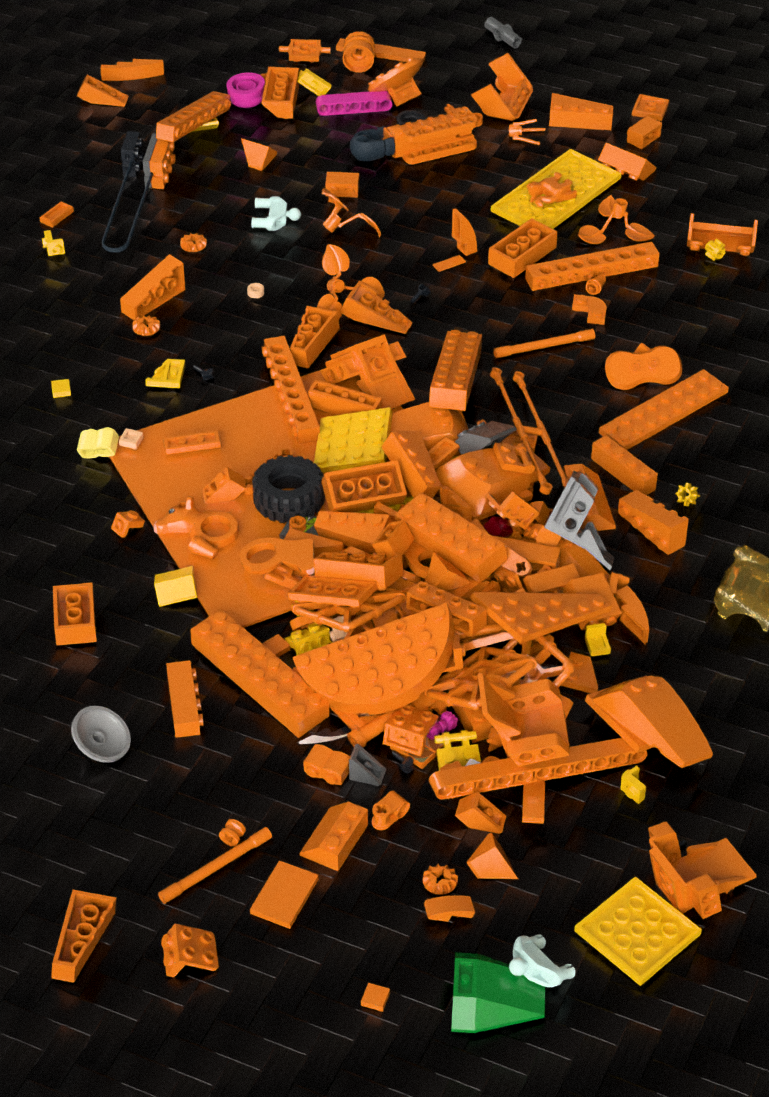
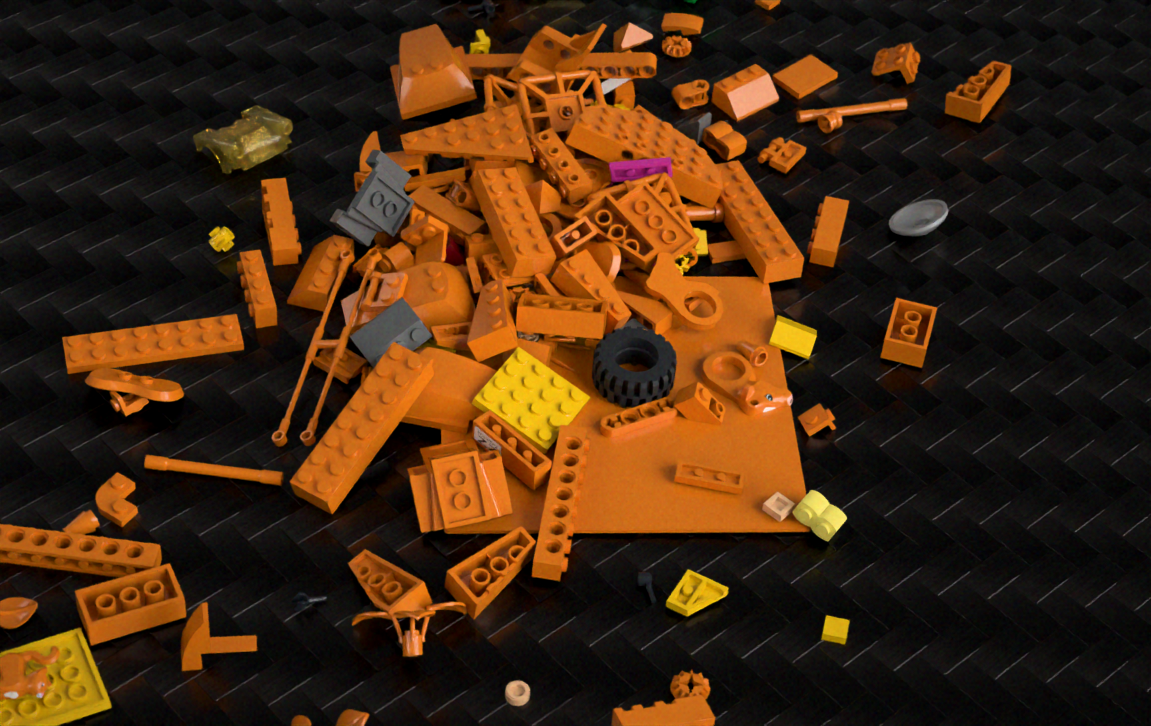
camera: 160 degrees left, 0 degrees up
(258, 772) = (782, 155): none -> orange plate
(361, 625) = (639, 168): none -> dark pink tile

